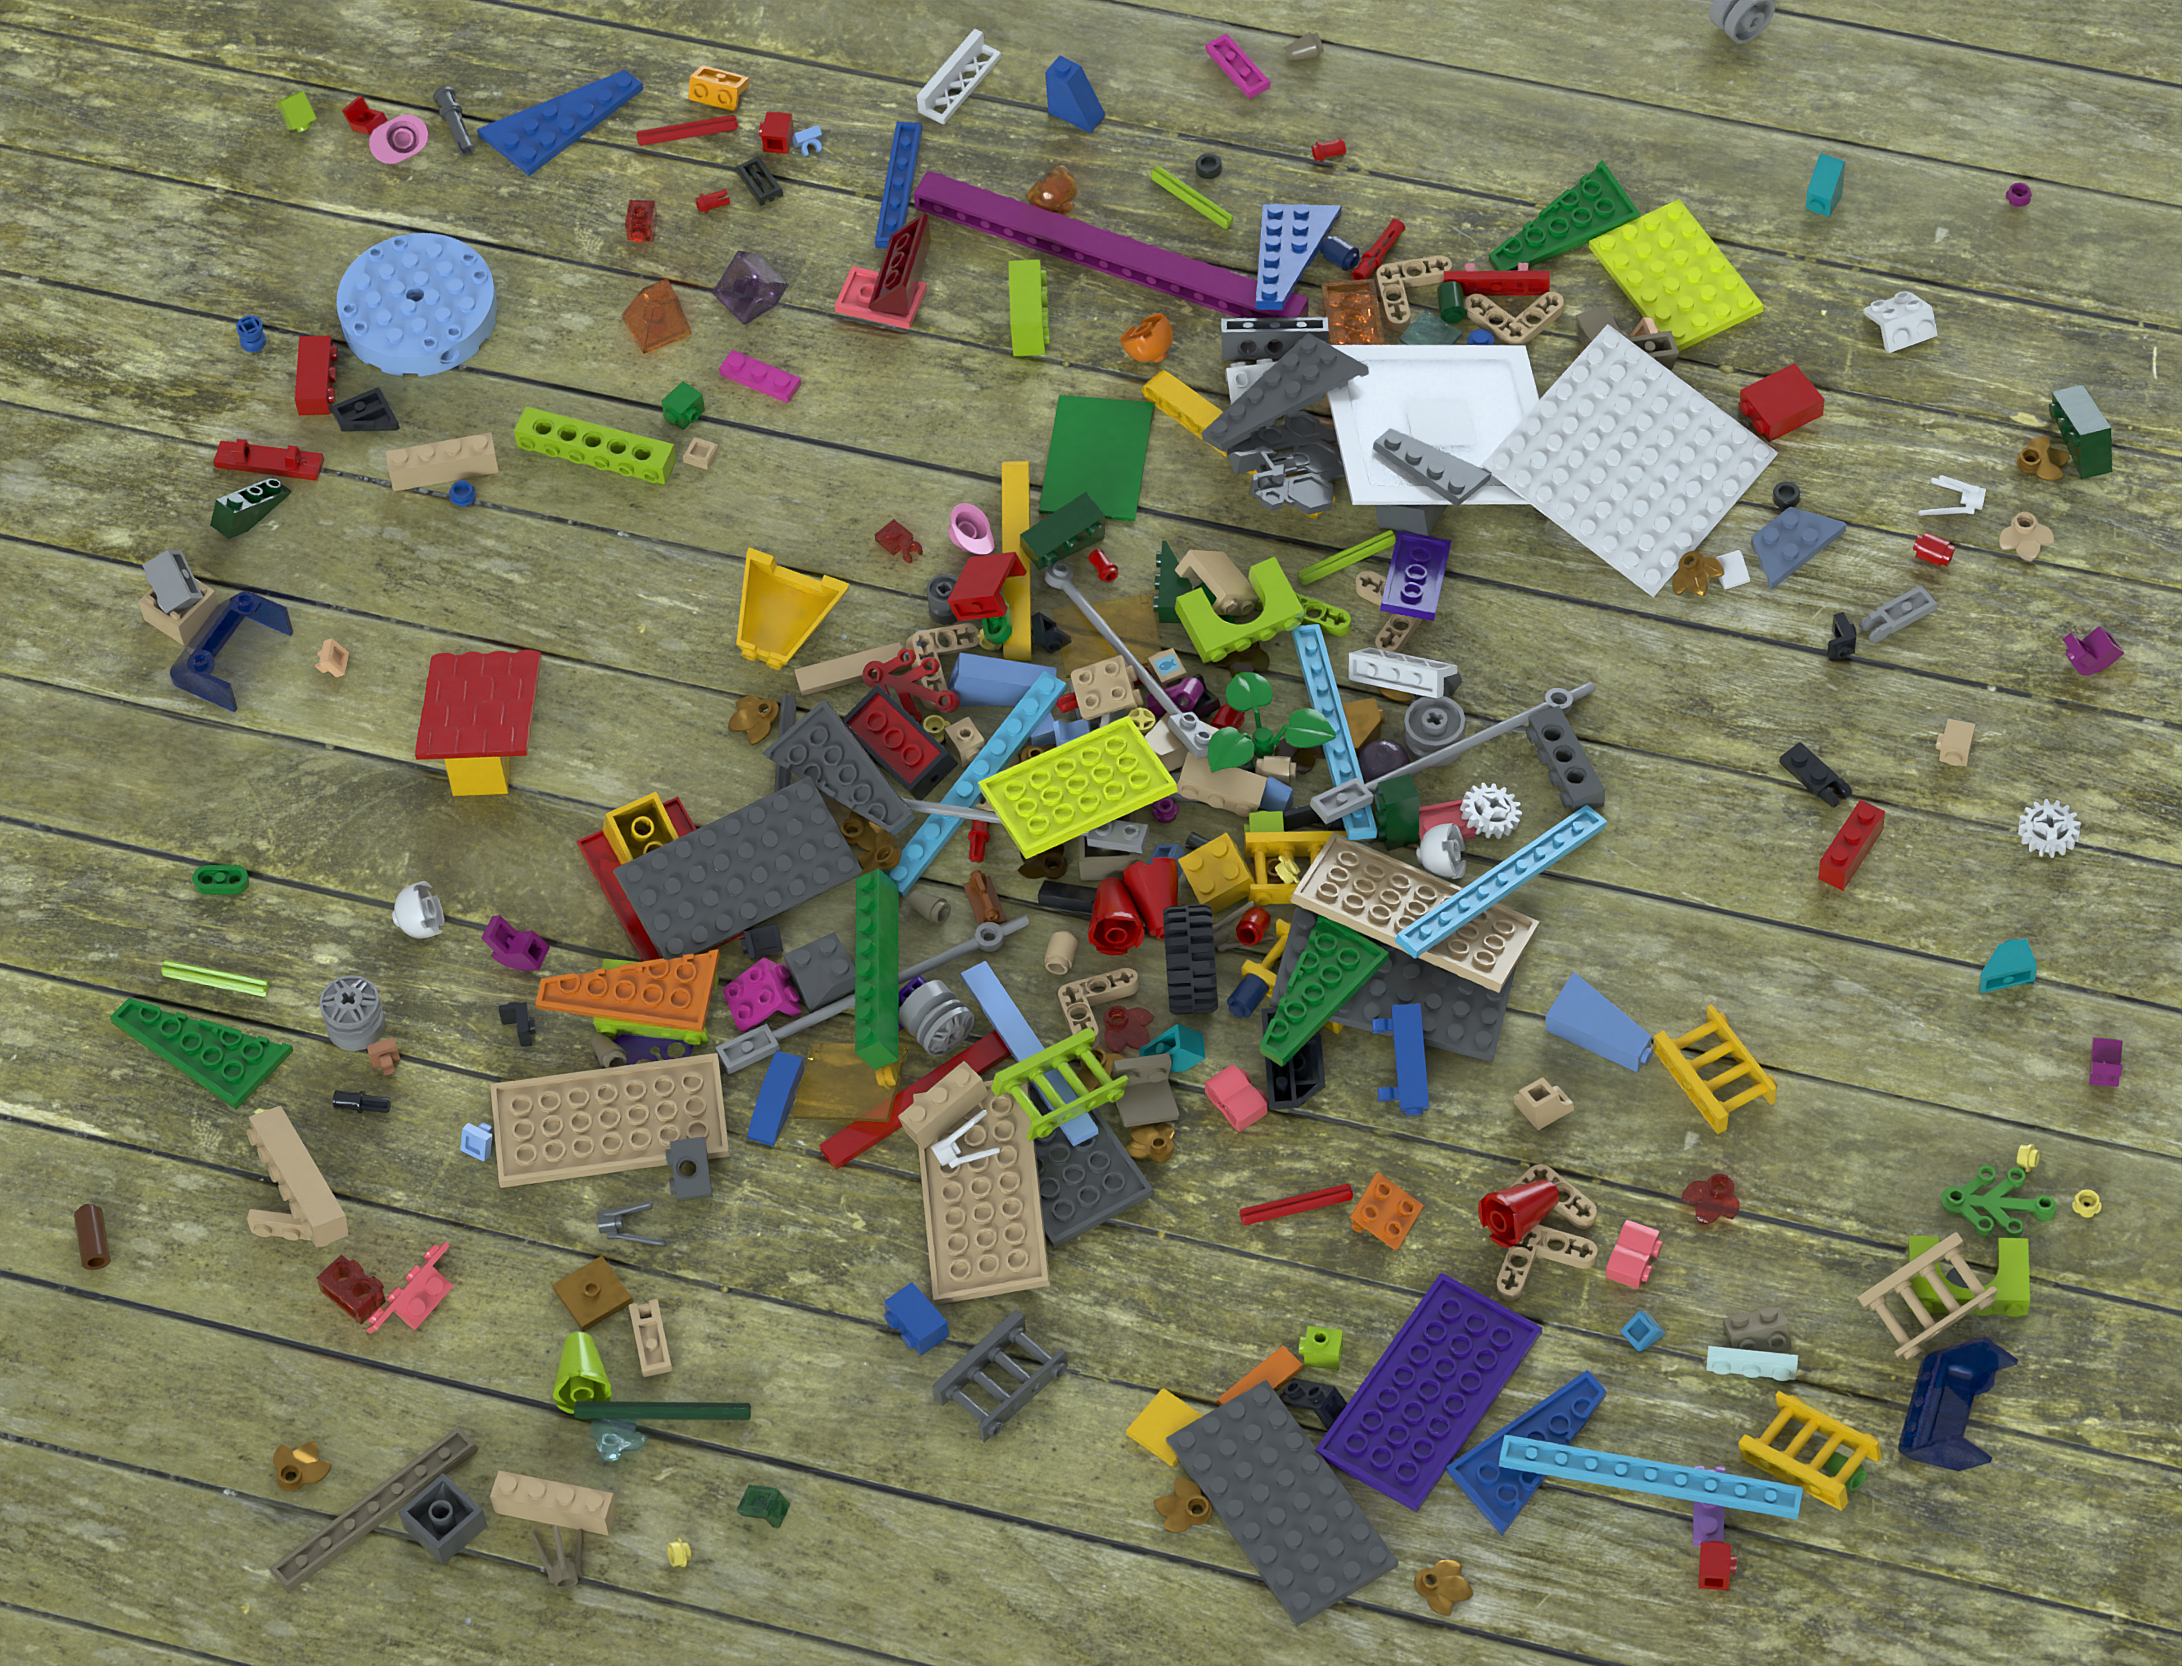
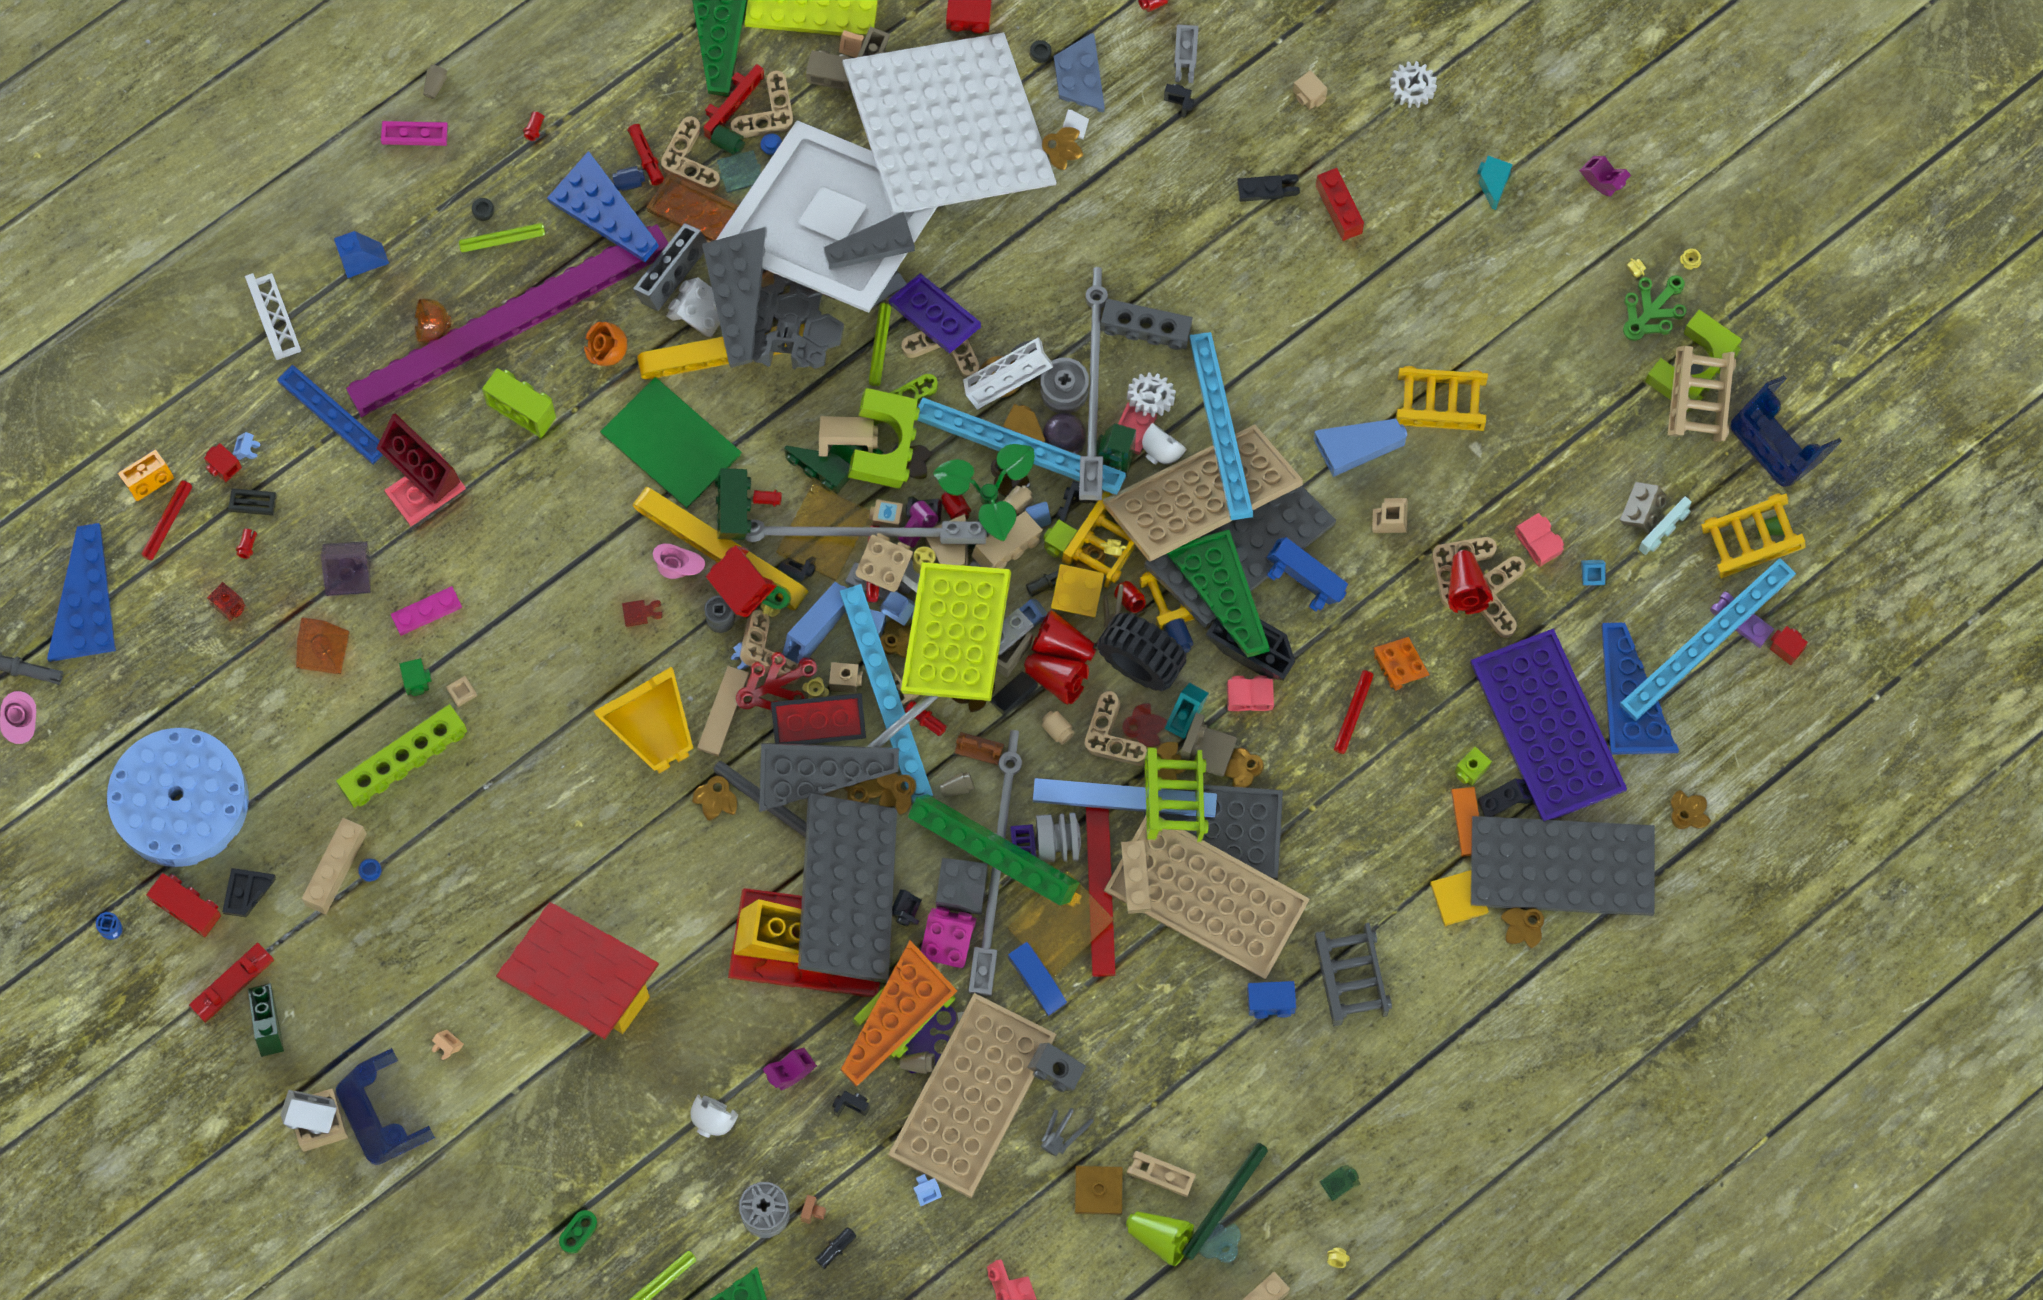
camera: 60 degrees left, 15 degrees up
(947, 1148) = (1168, 897): white plant -> none
(1710, 1202) = (1532, 469): clear red plate -> none

